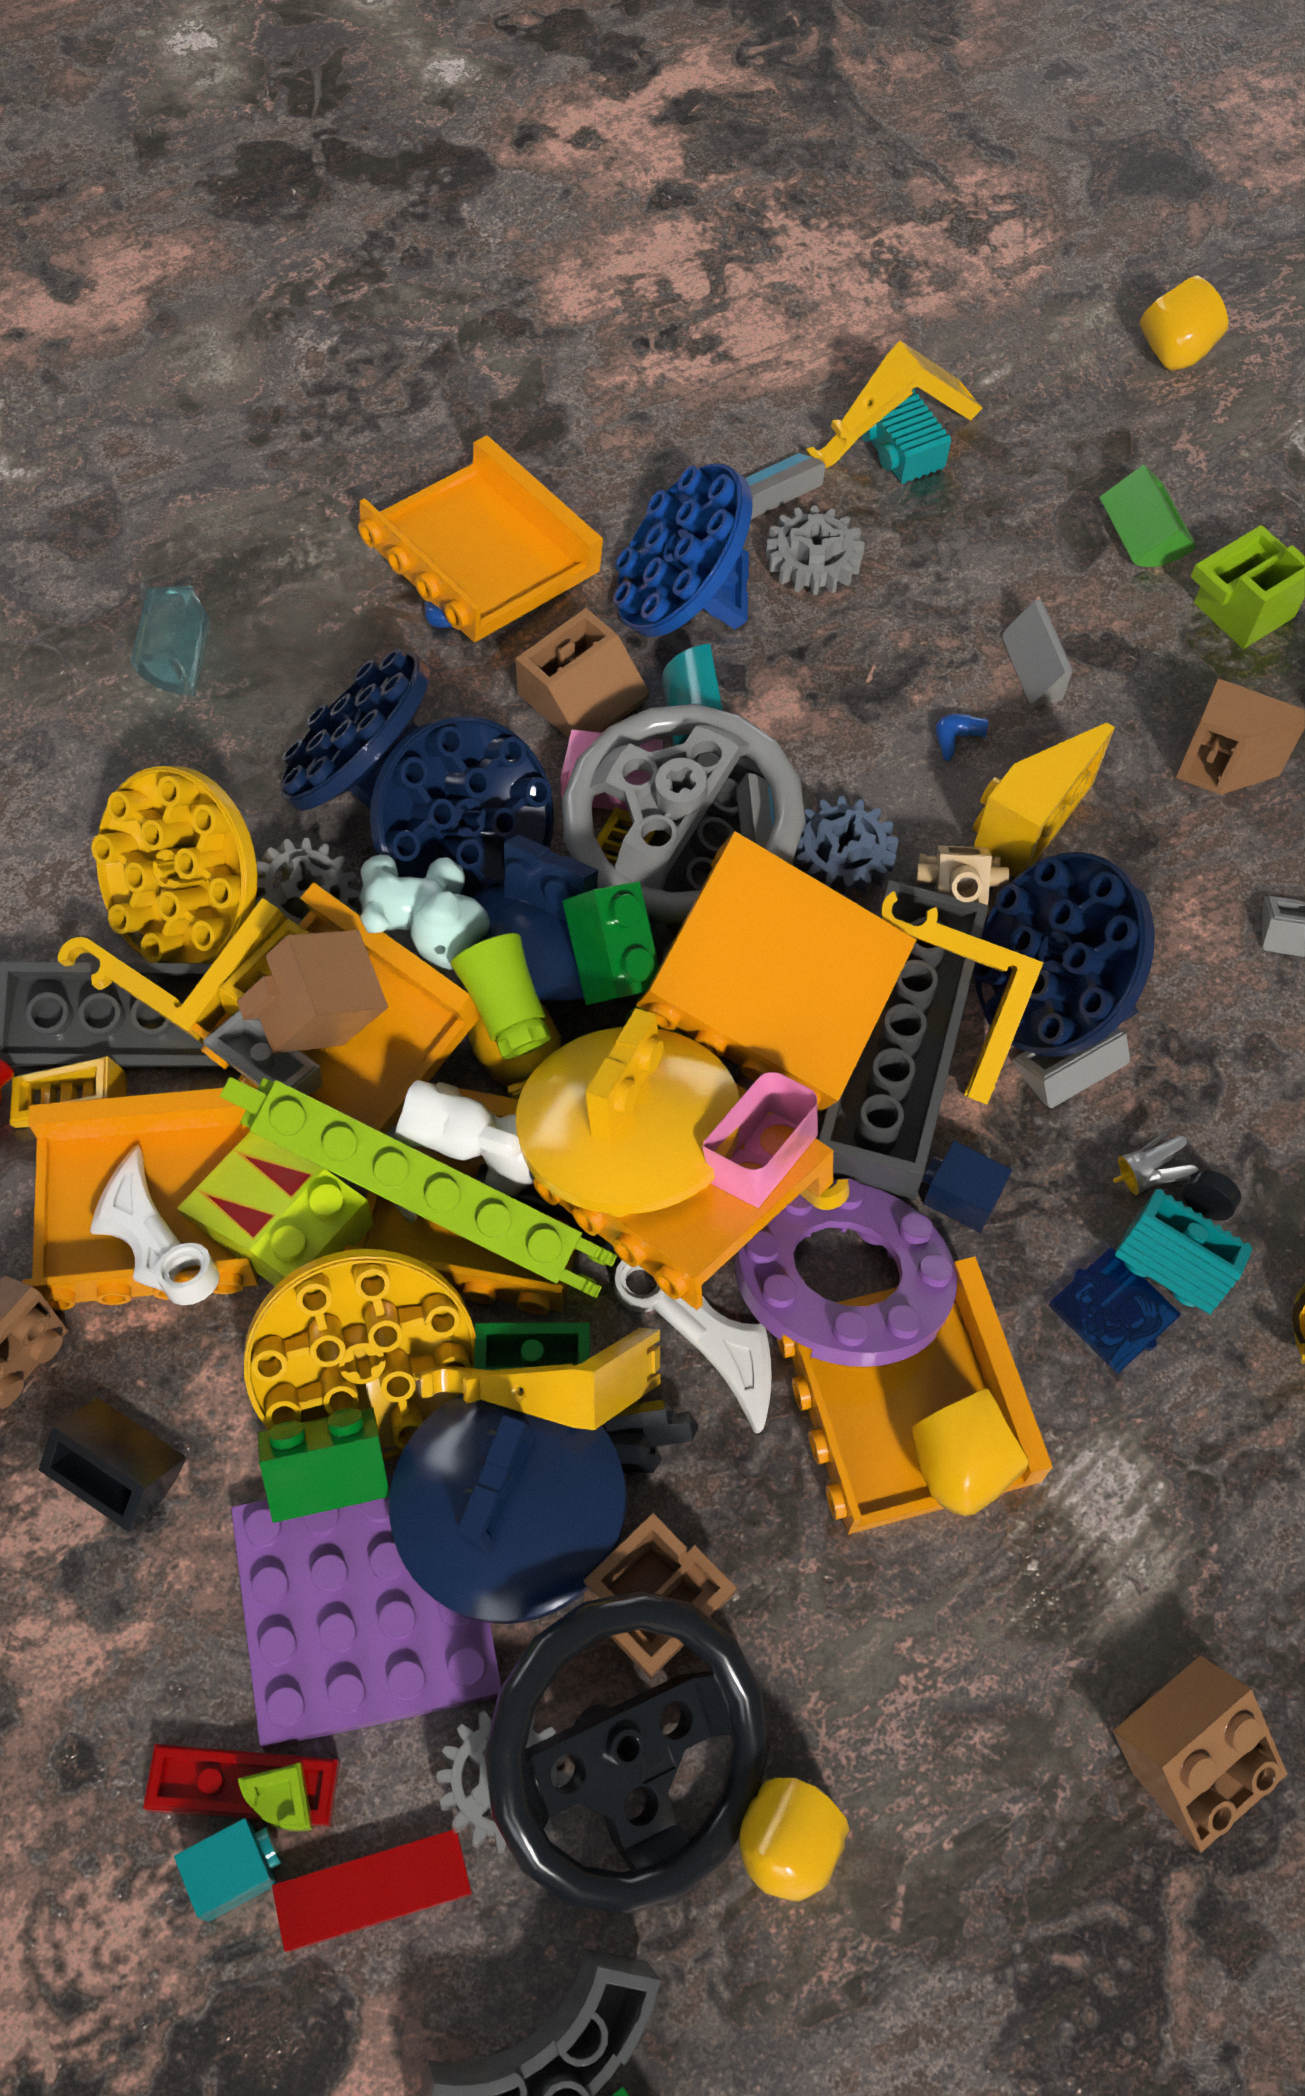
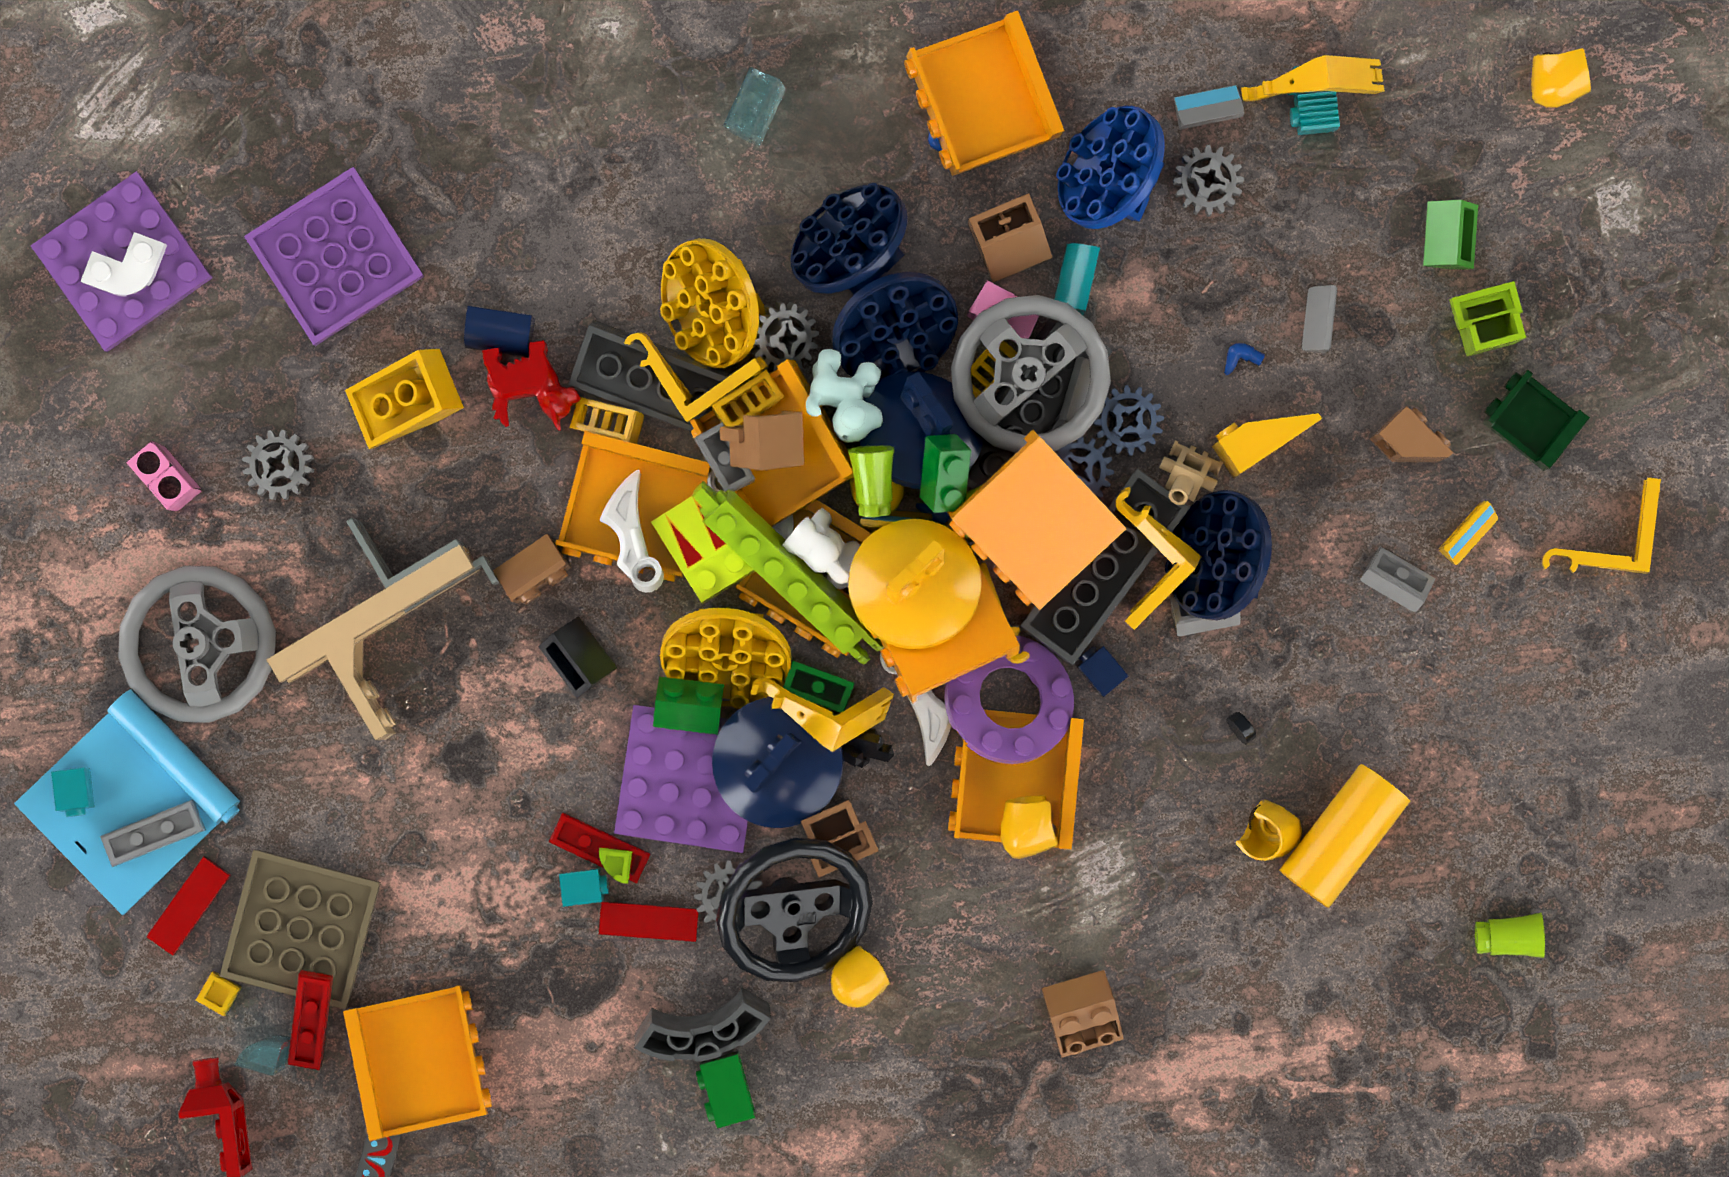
camera: 25 degrees right, 25 degrees up
(792, 1106) = (979, 614): bright pink piece -> none
(1114, 1310) = (1155, 770): clear blue piece -> none
(1138, 1167) = (1211, 694): flat silver piece -> none
(1183, 1252) = (1203, 758): teal brick -> none

